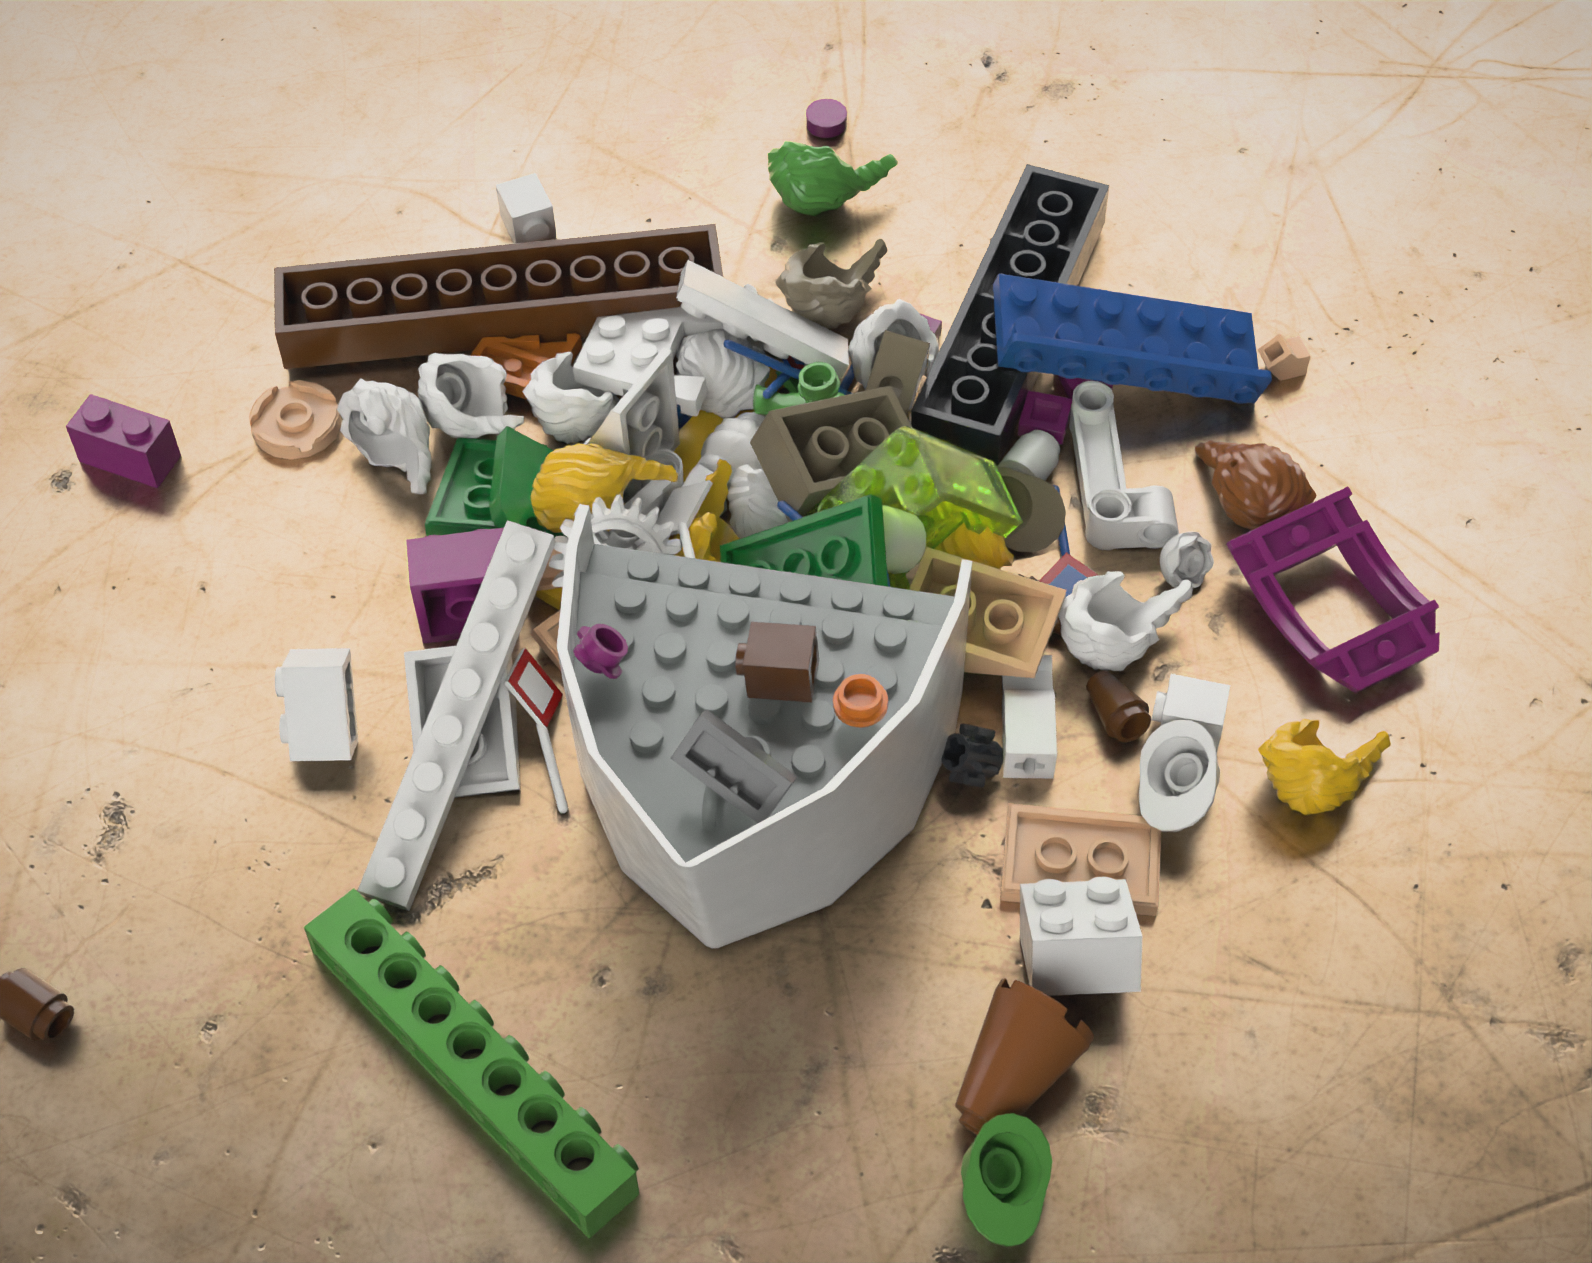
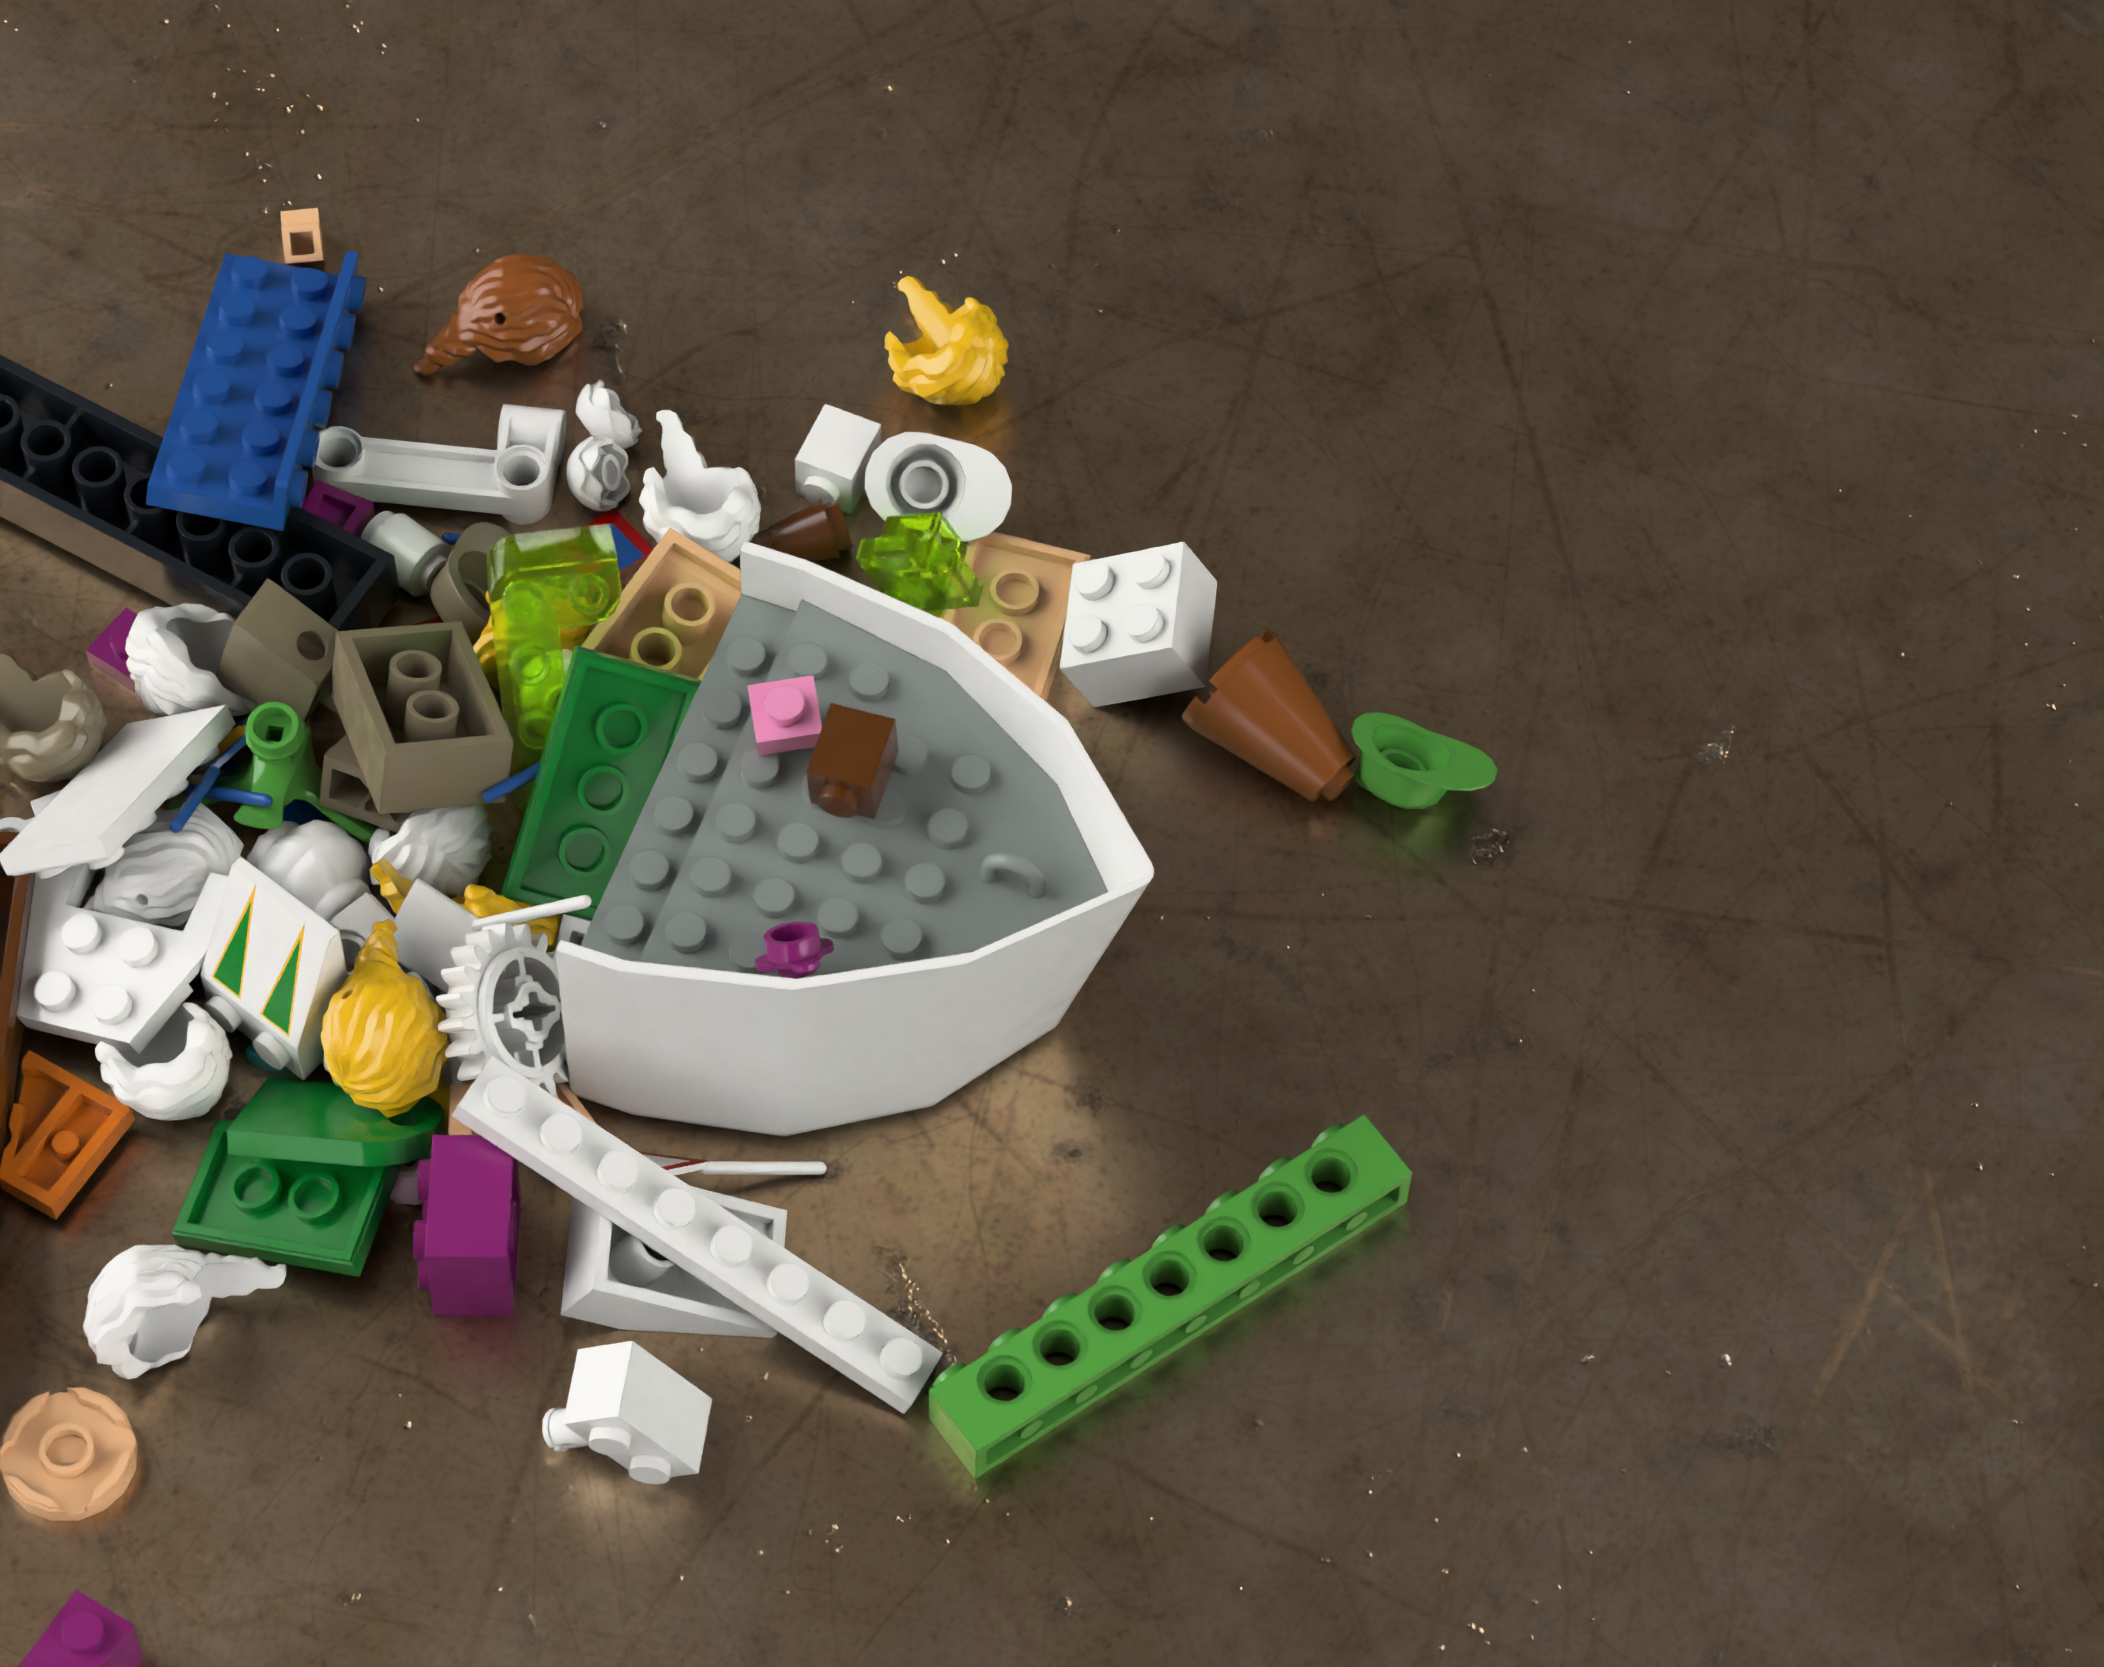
camera: 85 degrees left, 5 degrees up
(465, 395) = (128, 1194): white hair -> none
(733, 766) = (1011, 819): tile -> none
(830, 615) = (785, 715): none -> bright pink plate
(860, 701) = (923, 691): orange plate -> none
(1102, 777) = (921, 563): none -> clear neon green brick
(1143, 571) = (598, 473): none -> white plate
(1310, 532) = (611, 268): magenta wedge -> none

